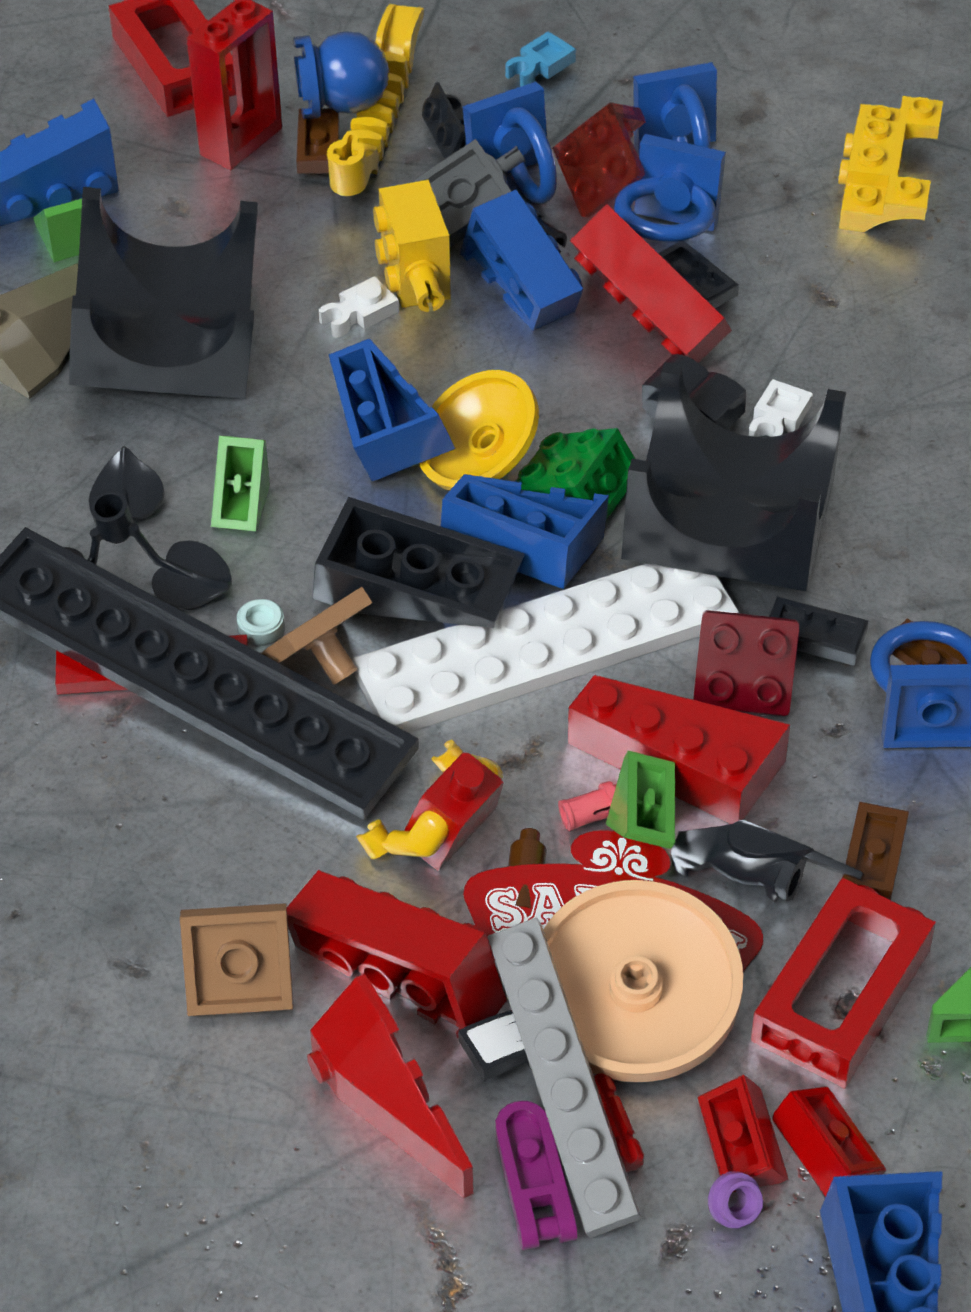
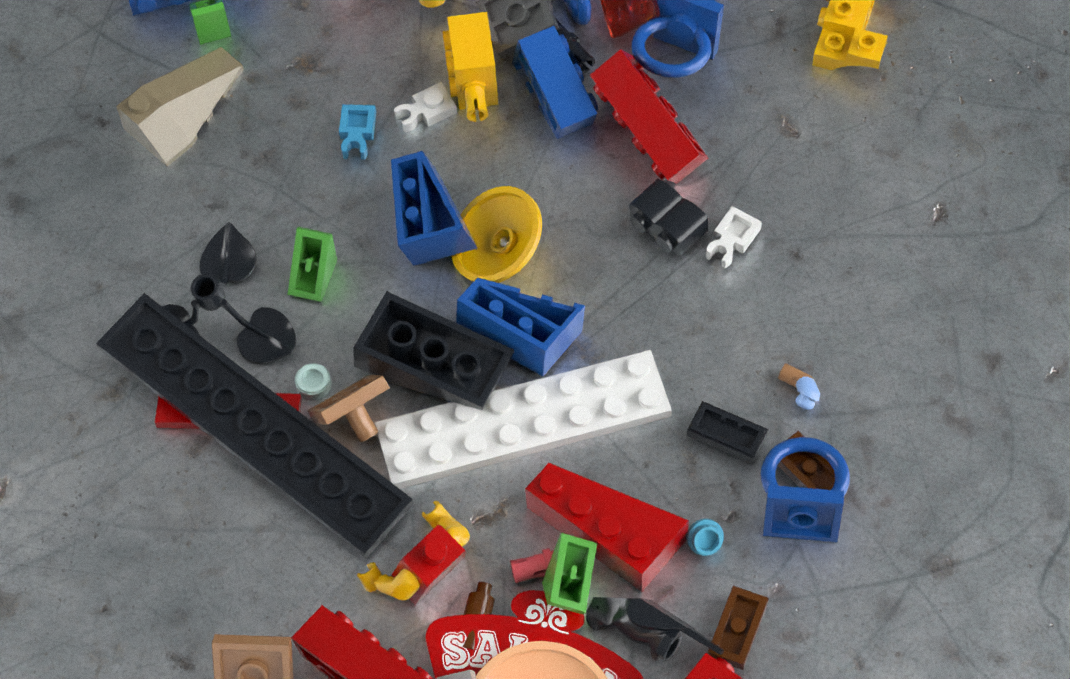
camera: 10 degrees right, 10 degrees up
(162, 312) = (271, 103): black piece -> none
(274, 334) = (355, 127): none -> dark azure plate
(581, 465) = (570, 273): green bracket -> none
(701, 273) = (690, 104): black plate -> none
(730, 498) = (679, 311): black piece -> none
(746, 662) = (667, 459): dark red bracket -> none
(810, 751) = (705, 537): none -> medium azure plate
(898, 567) = (804, 383): none -> light blue arm

